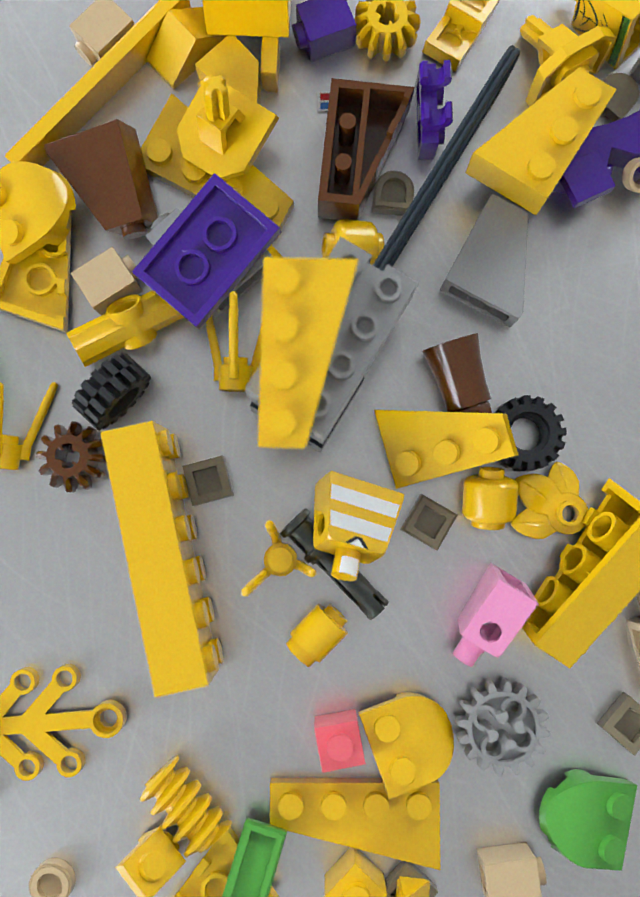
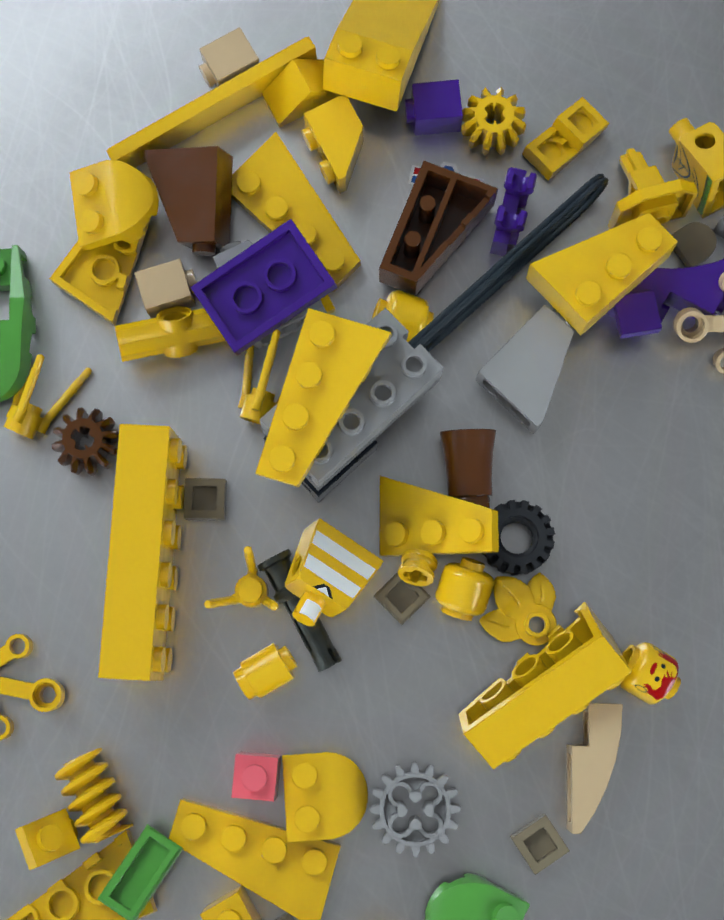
camera: 20 degrees right, 5 degrees down
(111, 391) = (140, 390): black tyre -> none
(223, 129) = (312, 180): yellow piece -> none
(270, 64) = (374, 129): yellow tile -> none
(392, 193) = (455, 277): dark tan tile -> none
(439, 491) = (417, 567): none -> yellow bush
(497, 600) = (445, 687): bright pink torso -> none

